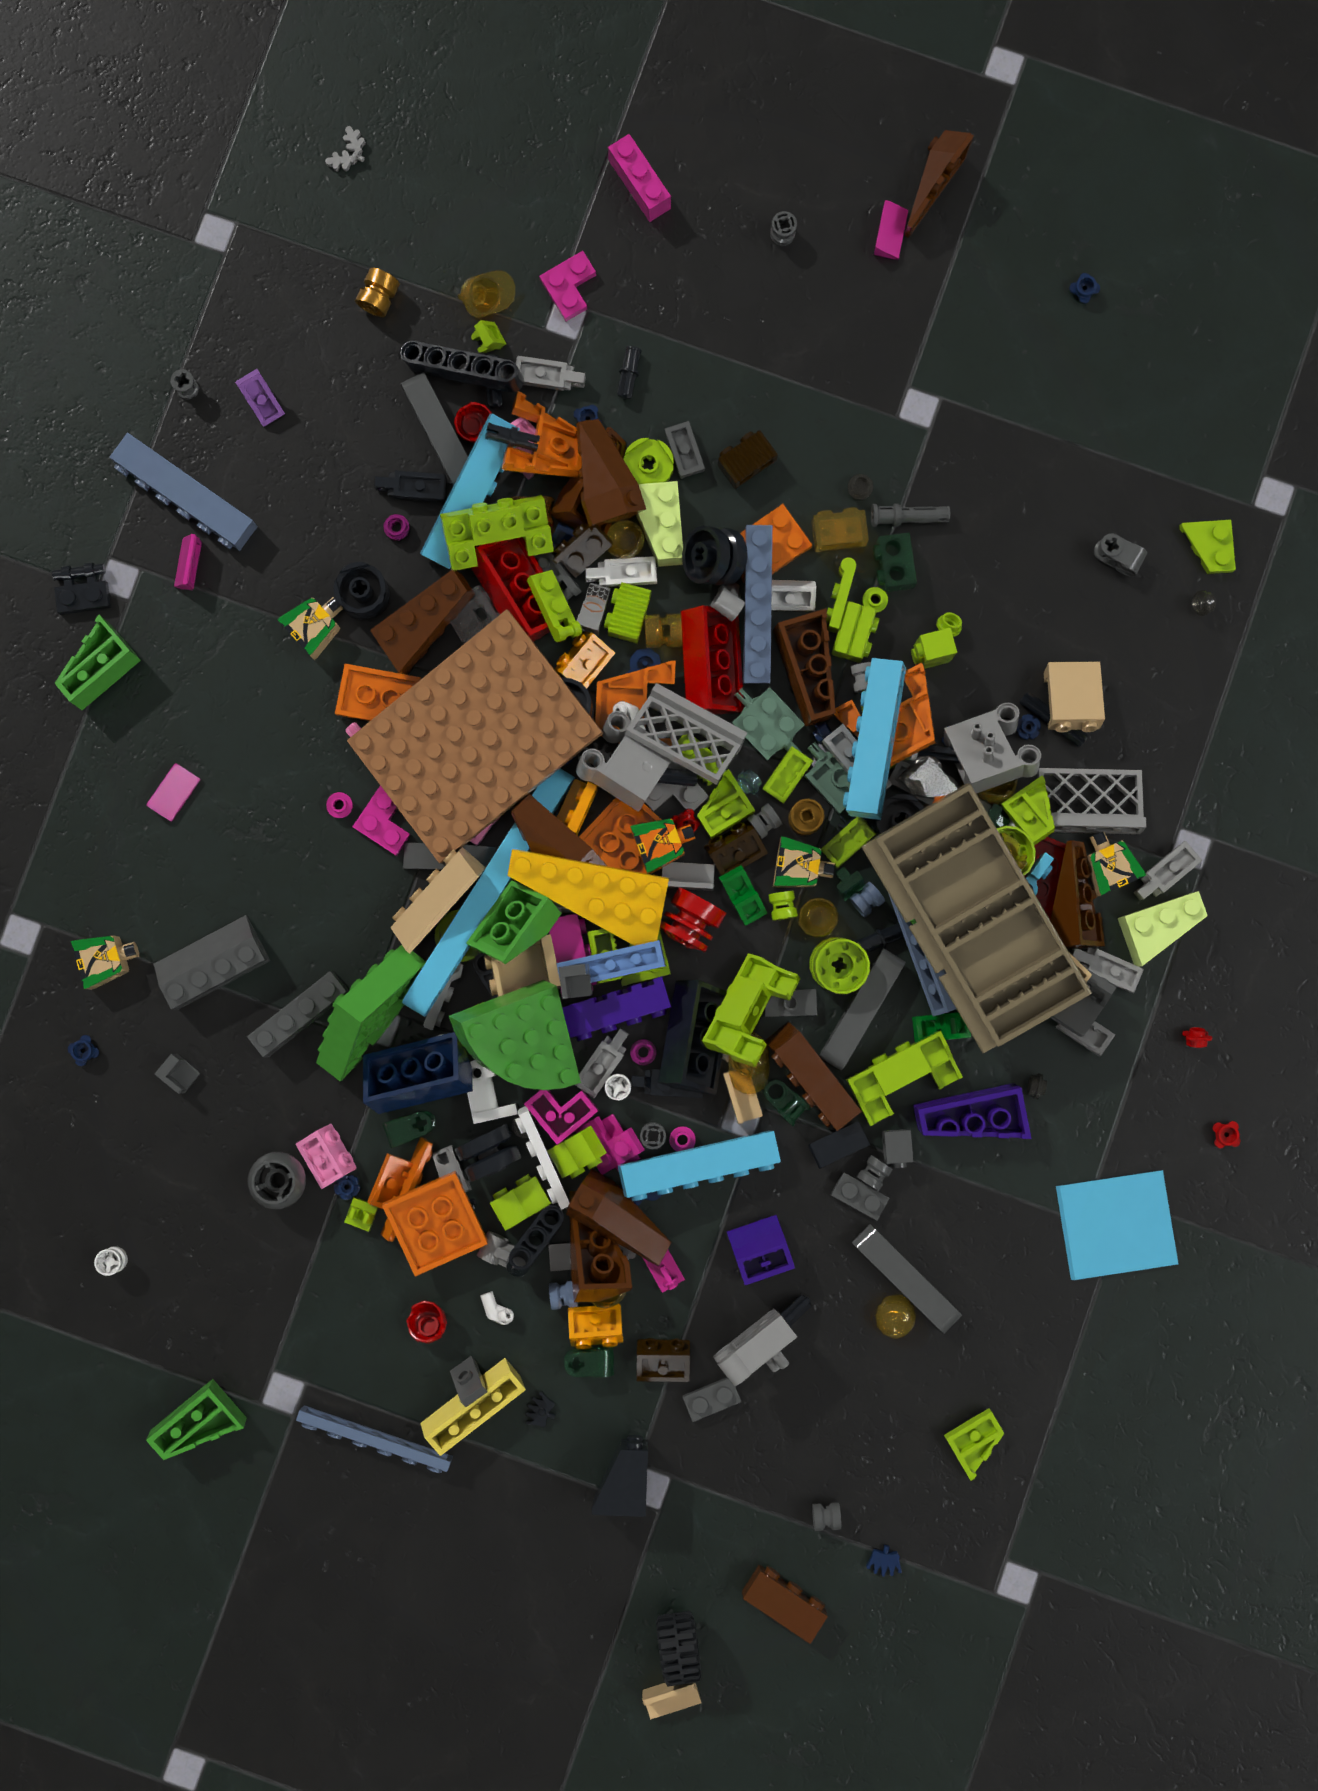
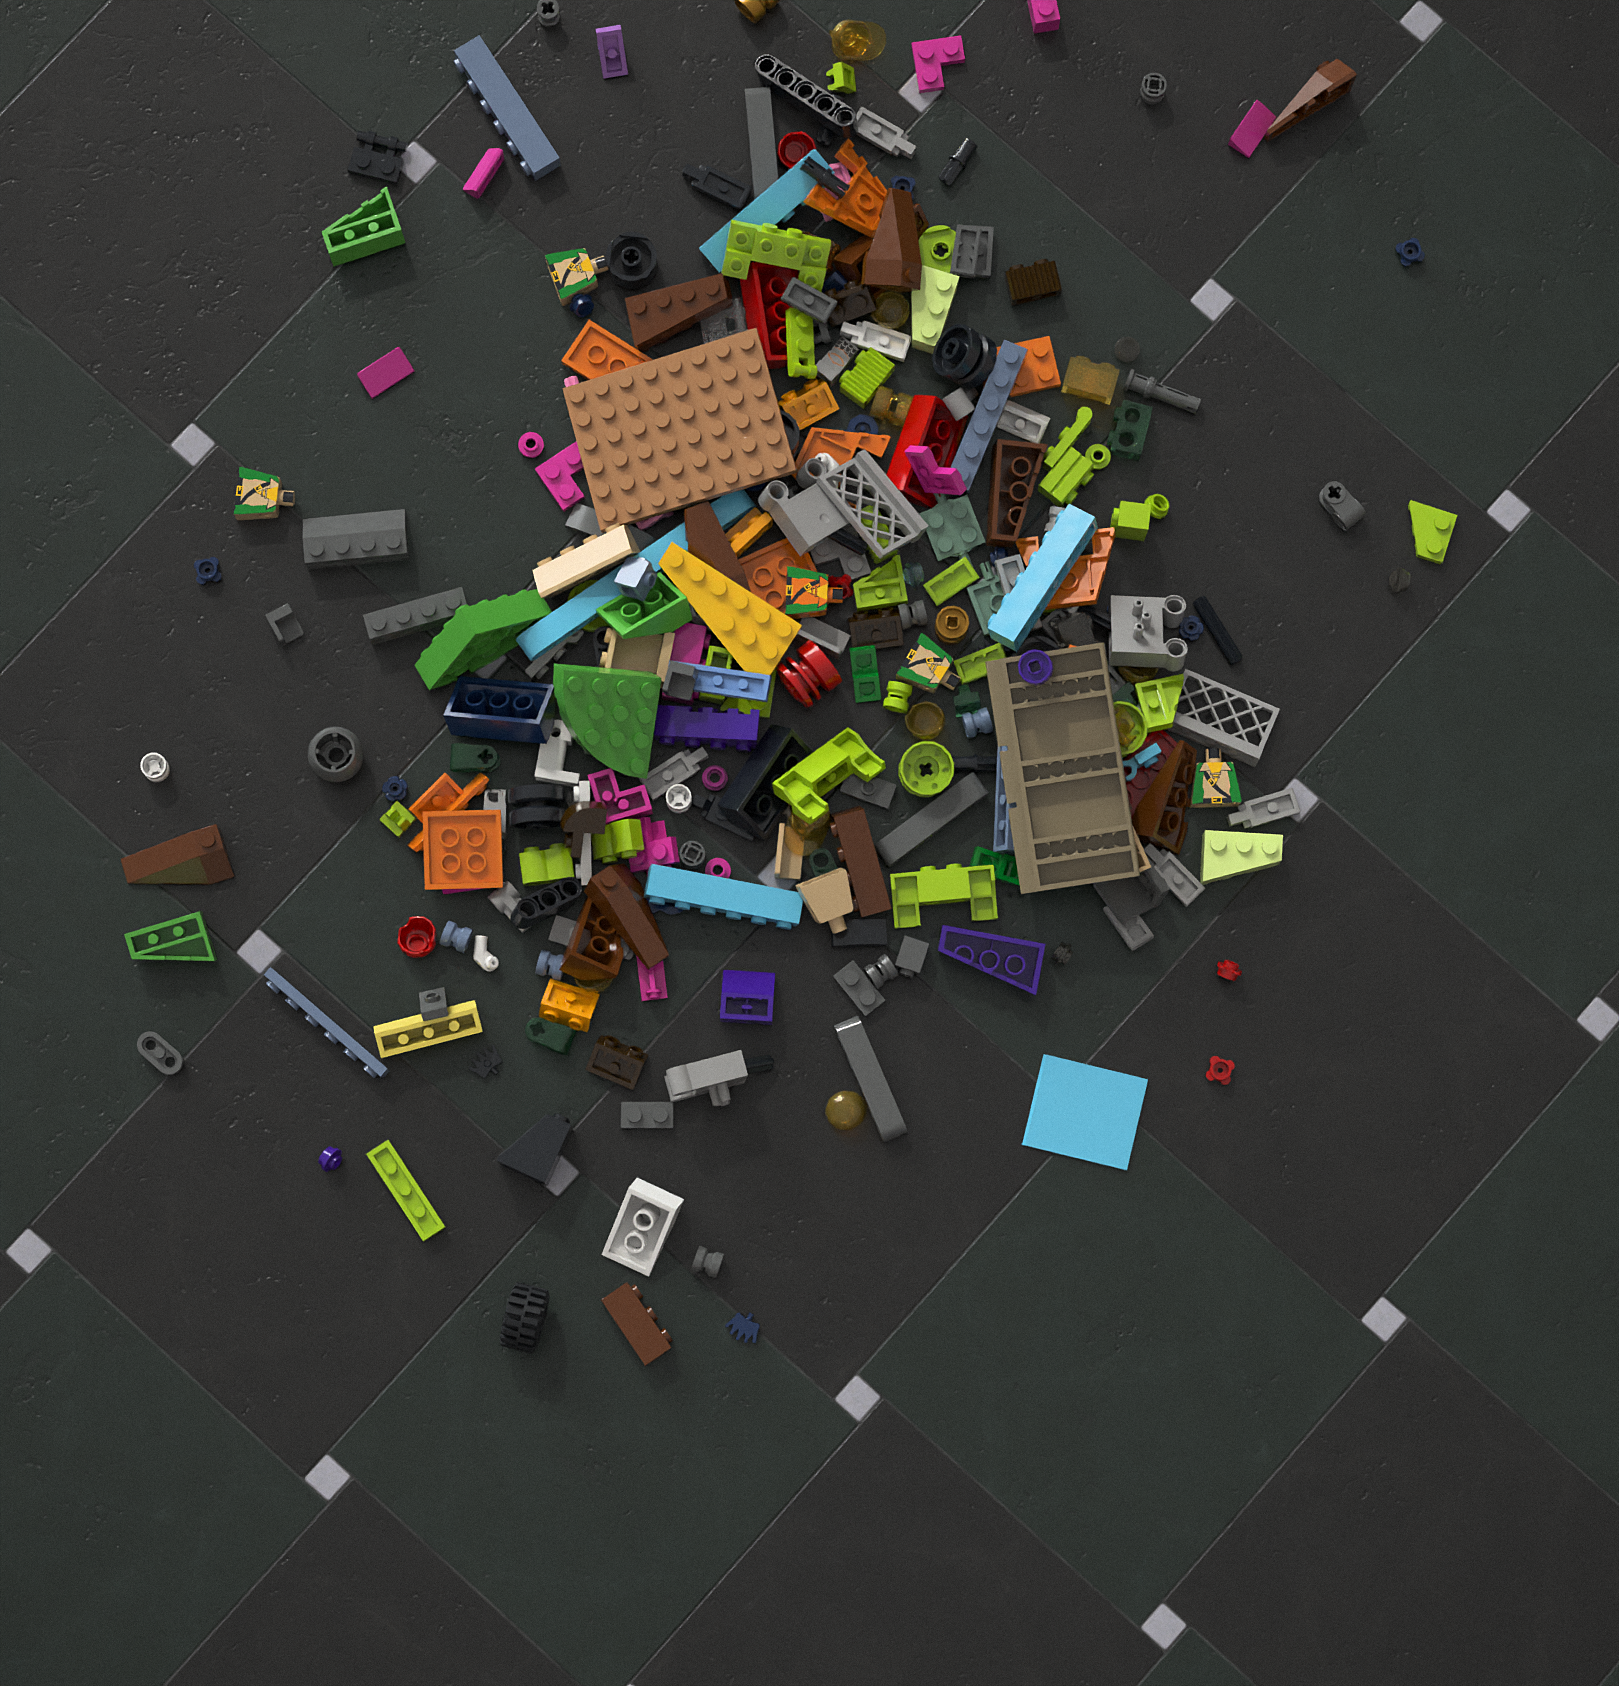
camera: 20 degrees right, 5 degrees down
(178, 1336) = (184, 860): none -> reddish brown wedge
(229, 1534) = (160, 1053): none -> dark grey plate
(326, 1155) = (387, 753): bright pink bracket -> none
(332, 652) = (581, 305): none -> dark blue plate
(393, 520) = (687, 209): magenta plate -> none
(432, 1566) = (330, 1159): none -> dark purple plate
(463, 1305) = (456, 936): none -> sand blue wheel
(492, 898) = (636, 578): none -> sand blue brick
(515, 1566) = (406, 1190): none -> lime plate
(537, 1151) = (581, 819): none -> dark brown brick
(545, 562) = (809, 301): none -> dark grey plate
(665, 1700) = (498, 1367): tan panel -> none
(673, 454) = (965, 251): none -> dark grey plate
(732, 684) = (931, 477): none -> dark pink plate
(752, 1507) = (642, 1226): none -> white slope
(799, 1127) = (828, 898): none -> tan torso
(916, 836) = (1035, 667): none -> dark purple wheel
(974, 1441) = (871, 1251): lime wing -> none
(1075, 696) = (1243, 615): tan panel -> none

